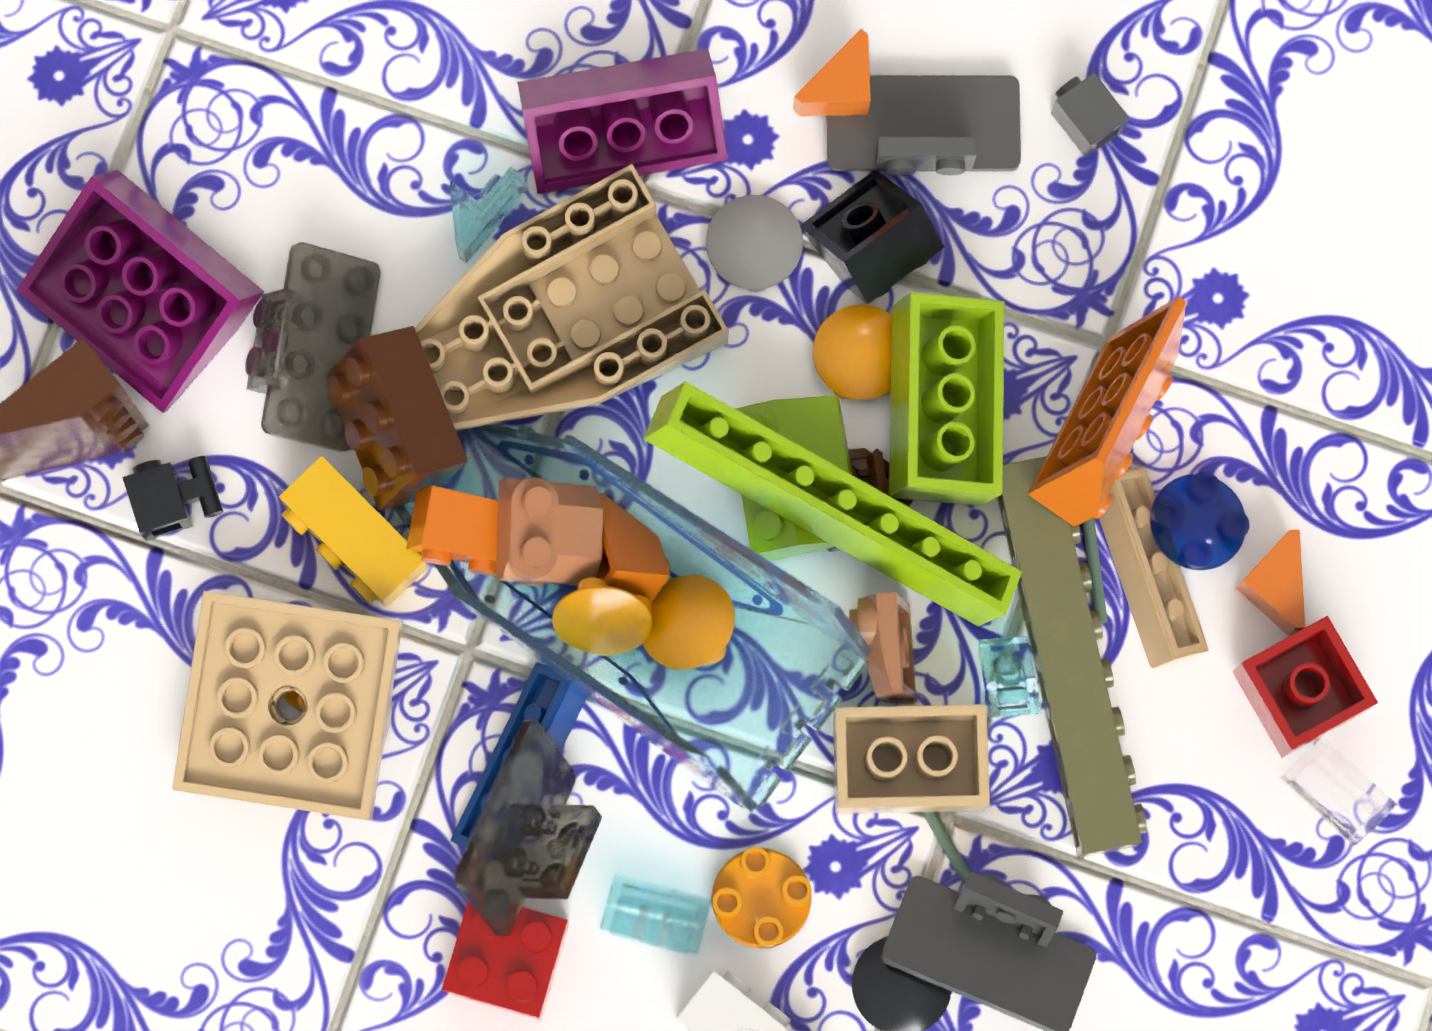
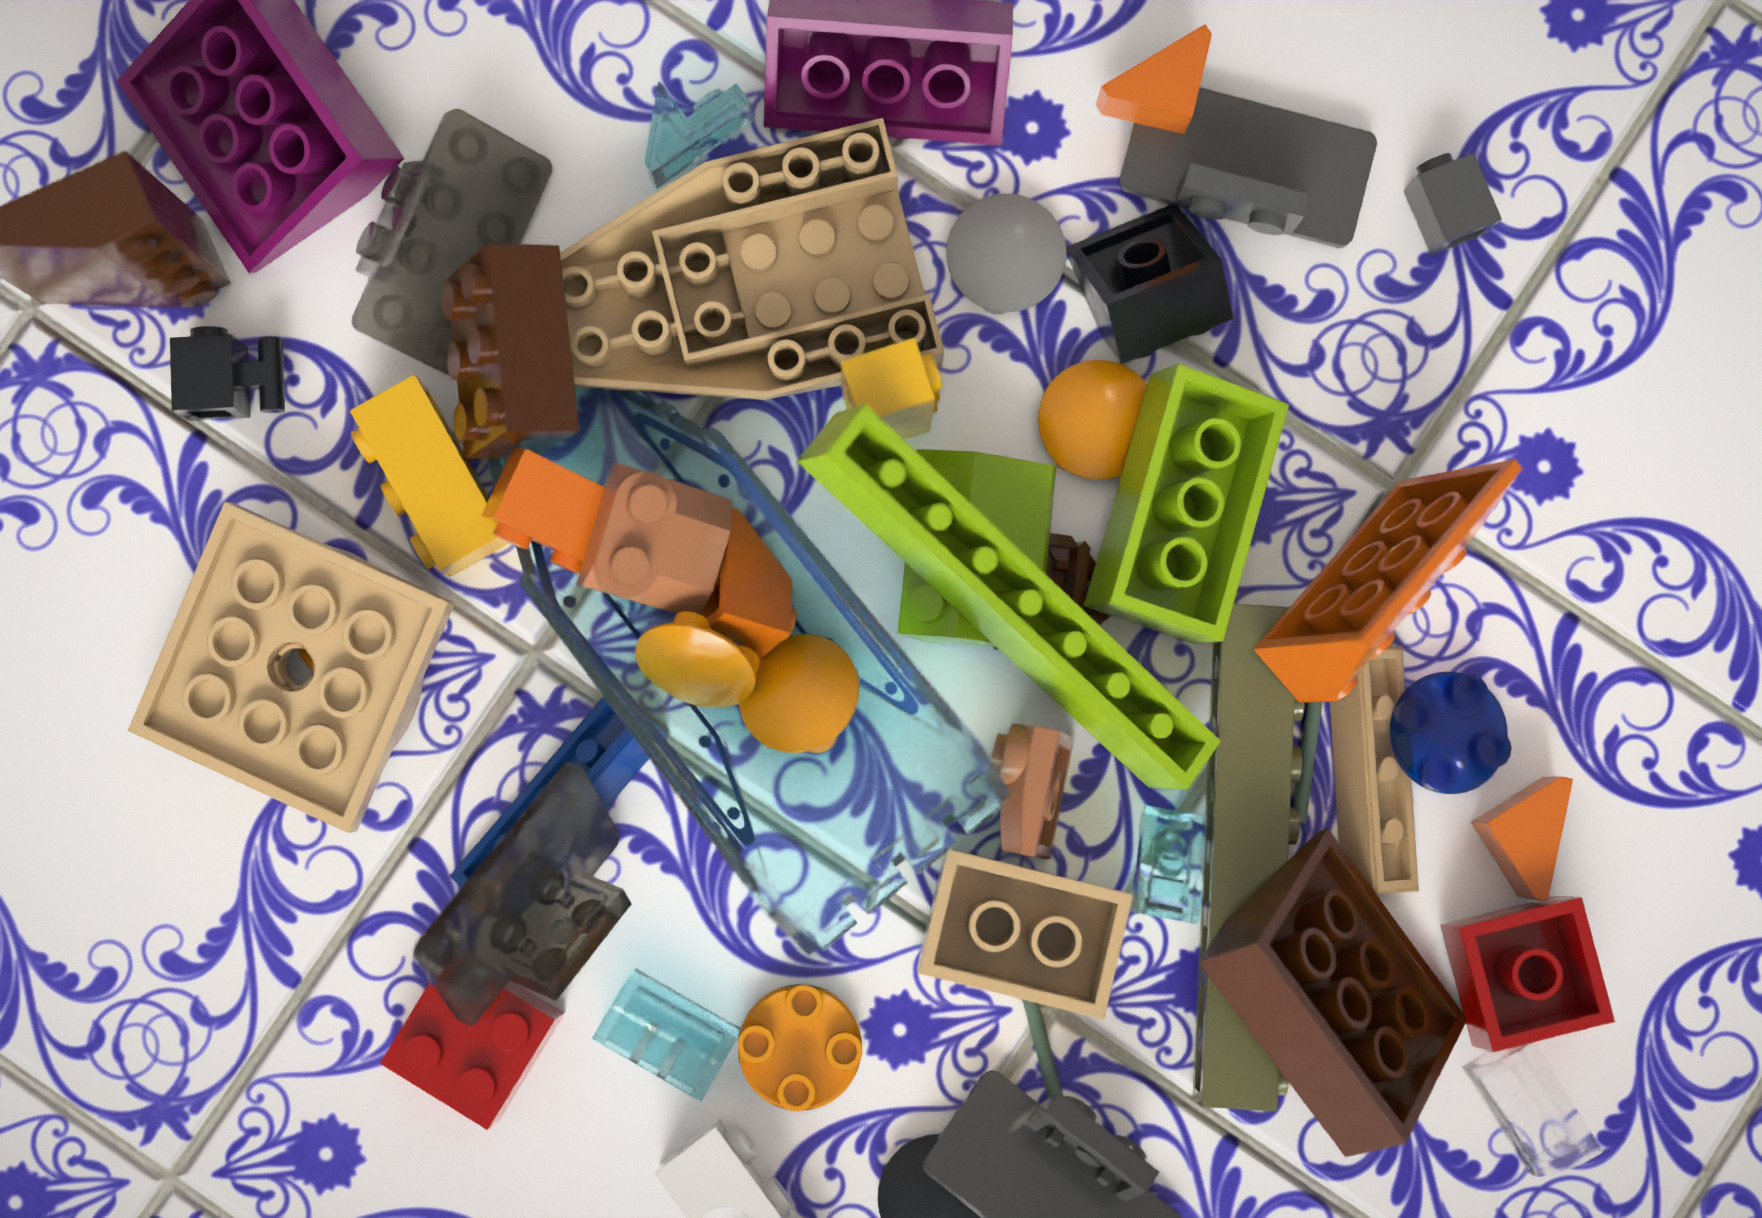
camera: 15 degrees right, 5 degrees up
(701, 361) = (895, 385): none -> yellow brick
(1163, 741) = (1337, 997): none -> reddish brown slope

